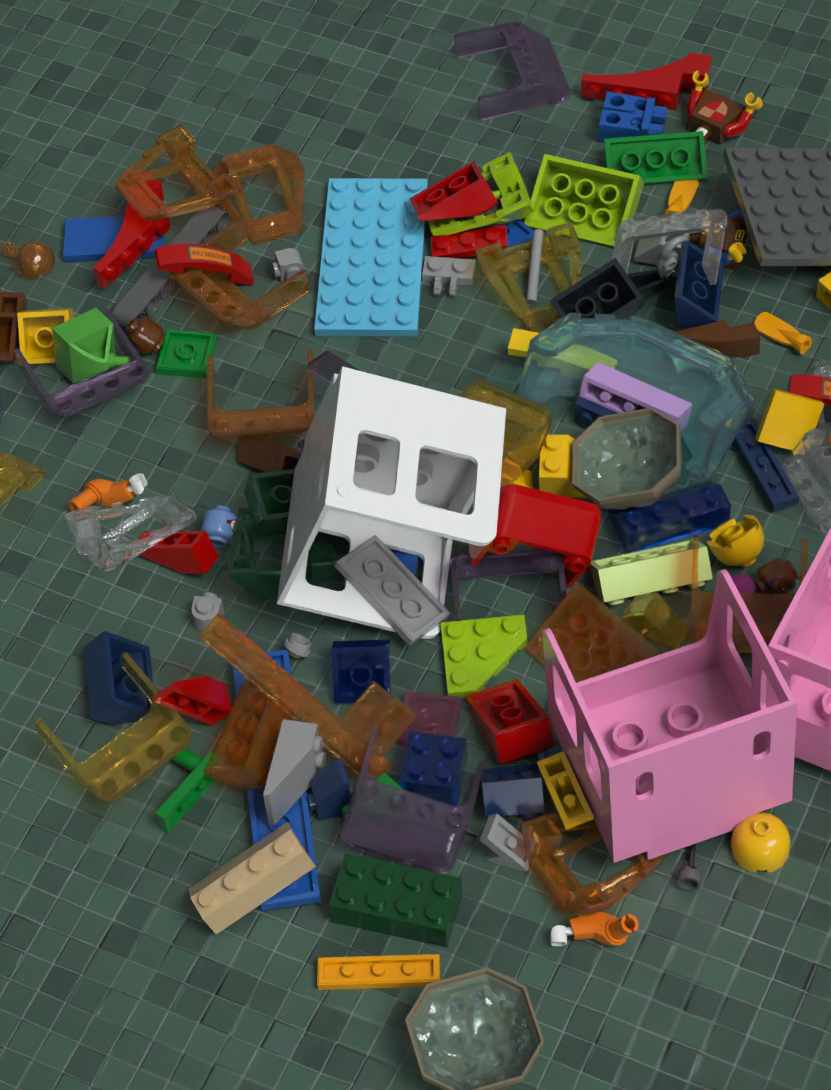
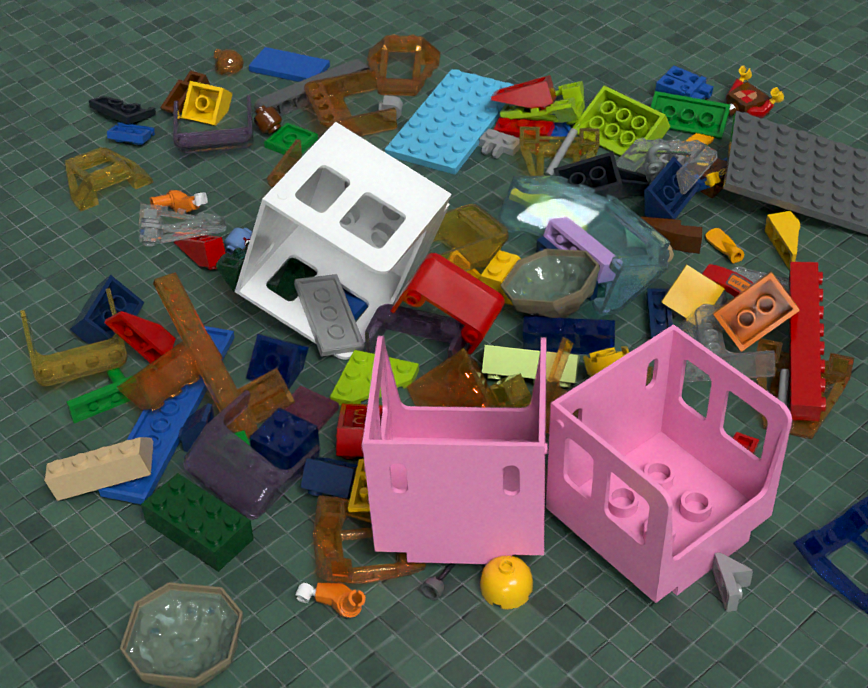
camera: 20 degrees right, 10 degrees down
(86, 346) = (221, 109): bright green piece -> none
(132, 241) = (306, 60): red arch -> none
(181, 151) = (358, 32): clear orange windscreen -> none
(204, 257) = (334, 84): red slope -> none
(205, 609) = (197, 291): light grey plate -> none
(293, 766) = (172, 401): light grey slope -> none
(297, 645) = (243, 332): light grey plate -> none
(377, 971) = (151, 567): light orange tile -> none
(504, 844) = (302, 507): light grey slope -> none
(534, 59) = (633, 42): clear purple windscreen -> none
(659, 83) = (717, 73): red arch -> none

